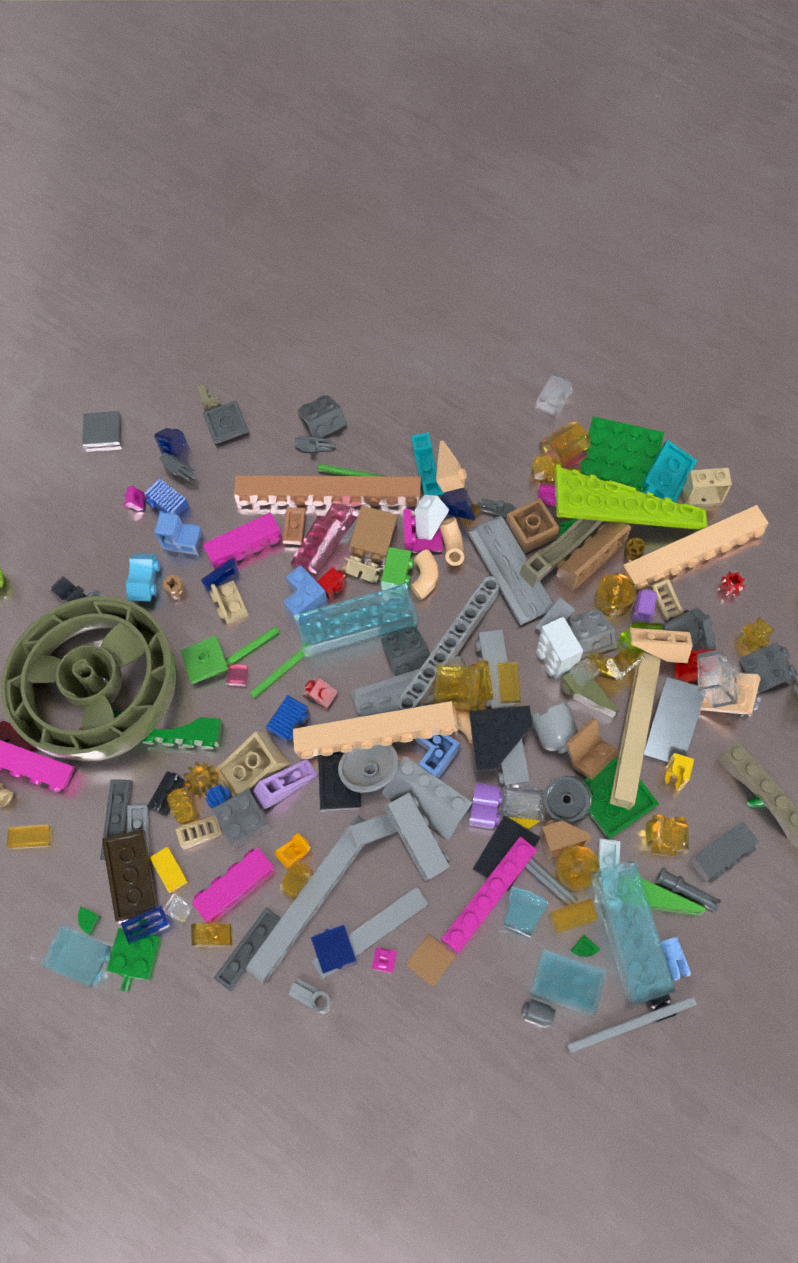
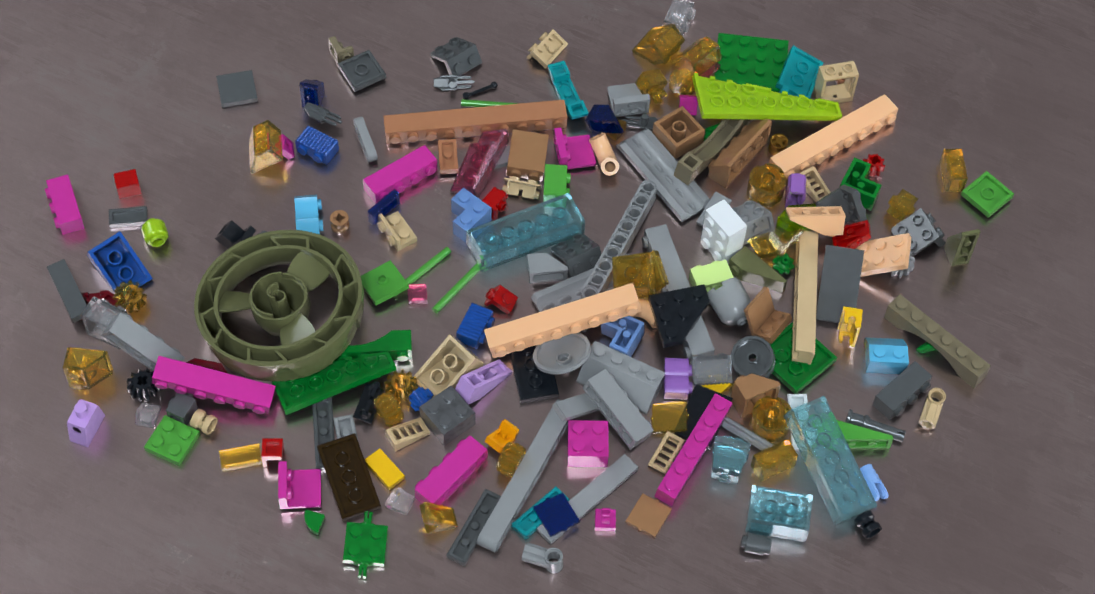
camera: 15 degrees left, 10 degrees down
(57, 837) = (272, 449): none -> red panel
(77, 880) = (298, 487): none -> dark pink bracket
(77, 956) = (311, 553): clear light blue panel -> none
(113, 496) = (264, 146): none -> clear yellow slope
(136, 764) = (332, 380): none -> green wing
(145, 933) = (375, 517): clear blue tile -> none
(178, 536) = (336, 176): medium blue brick -> none
(215, 499) = (365, 139): none -> light grey beam
(304, 951) = (529, 521): none -> teal tile
(325, 459) = (466, 95): none -> black hinge
(369, 662) = (545, 268): none -> light grey slope
(379, 871) = (587, 443): none -> dark pink brick
(415, 417) = (548, 48): none -> tan bracket
(428, 574) = (586, 186): light nougat cylinder -> none
(429, 516) = (579, 132): white slope -> none
(449, 472) = (592, 91): light nougat slope -> none
(455, 909) = (674, 439): none -> tan slope
(470, 850) = (669, 417): none -> clear yellow piece
(487, 481) = (628, 100): none -> light grey bracket
(509, 683) = (681, 268): clear yellow tile -> none
(514, 467) = (652, 83): none -> clear yellow brick
(529, 423) = (659, 44): none -> clear yellow slope
(541, 693) = (710, 275): none -> yellowish green brick
(584, 671) = (749, 251): clear slope -> none
(584, 947) = (790, 484): green tile -> none
(619, 688) = (783, 264): none -> green plant
(632, 1024) = (843, 537): light grey tile -> none
(667, 835) = (848, 381): clear yellow brick -> none
(710, 603) = (857, 178): none -> green brick
(713, 806) = (886, 355): none -> medium azure slope
(717, 678) = (873, 239): clear brick -> none
(752, 879) = (932, 408): none -> tan piece

